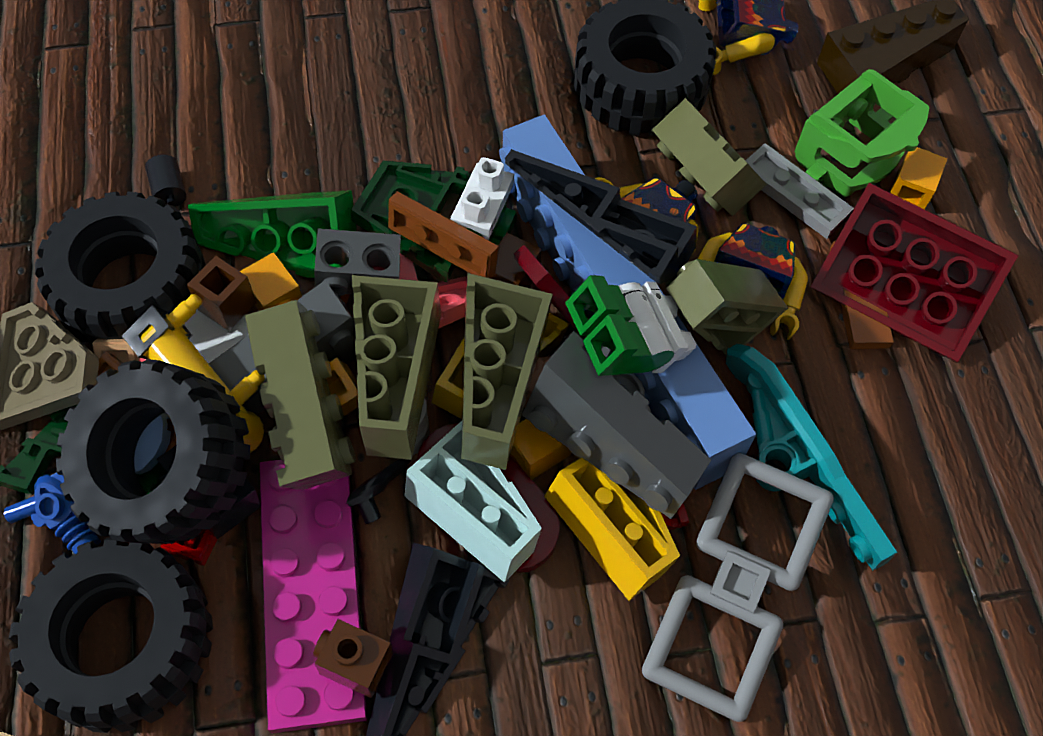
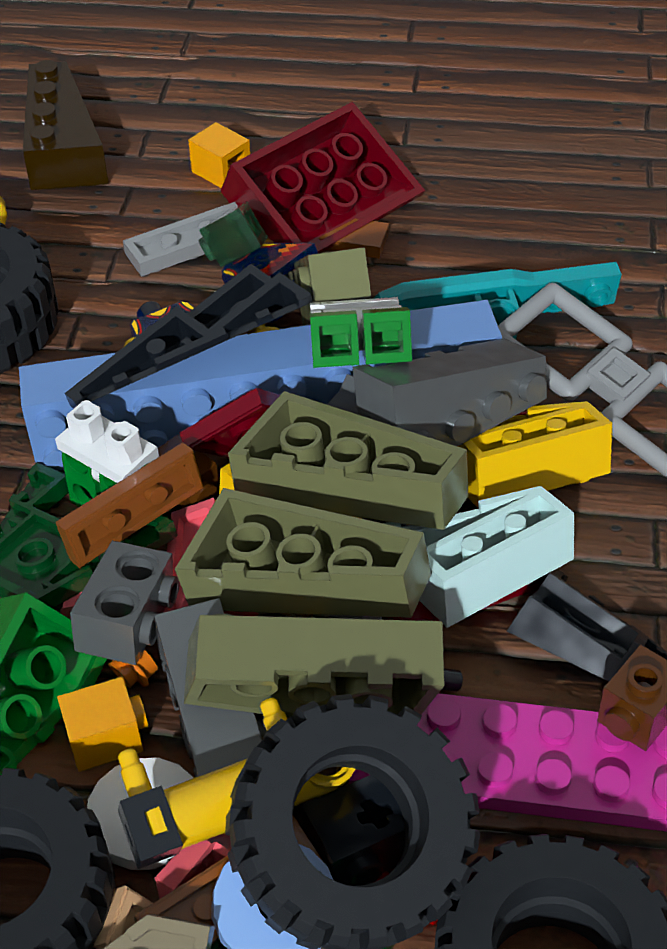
camera: 70 degrees left, 15 degrees down
(223, 292) = (92, 753): reddish brown brick -> none
(707, 159) = (123, 280): olive wedge -> none
(795, 218) = (232, 235): none -> clear green slope
(888, 142) = (151, 173): bright green animal -> none

